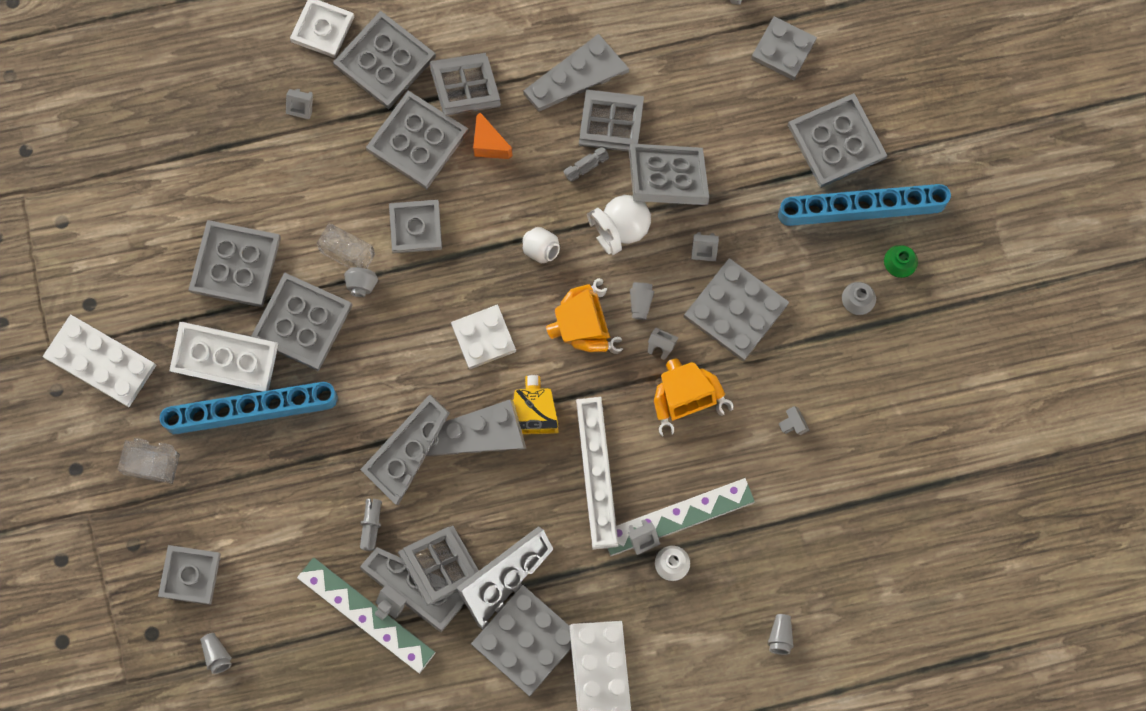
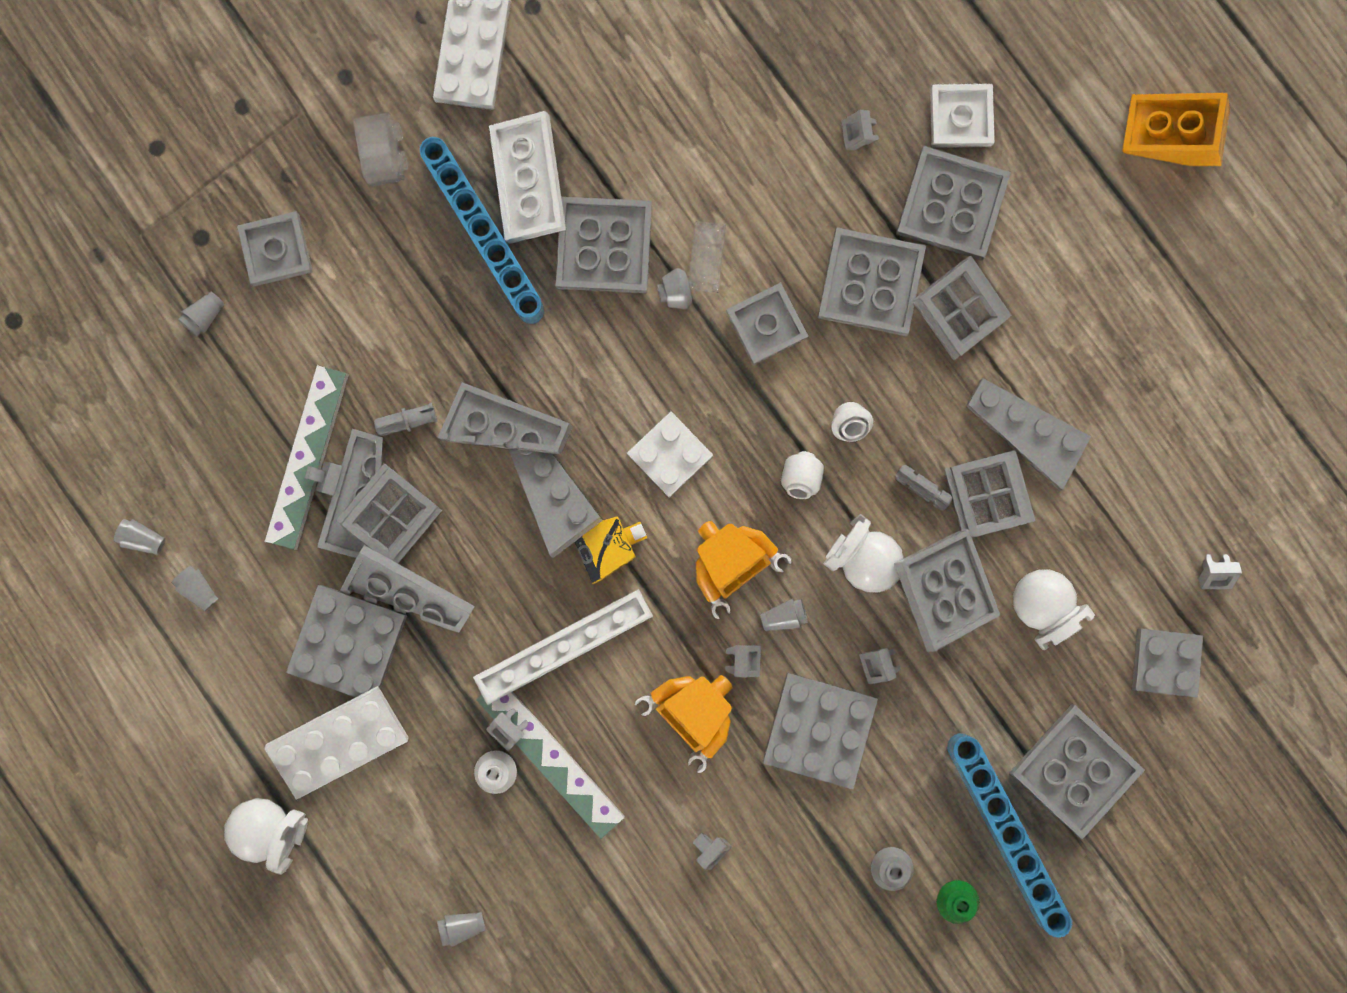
camera: 70 degrees right, 10 degrees up
(234, 263) = (641, 142): light grey plate -> none
(488, 141) = (903, 362): orange slope -> none
(516, 194) = (851, 422): none -> white cone
(708, 109) = (1049, 604): none -> white tile

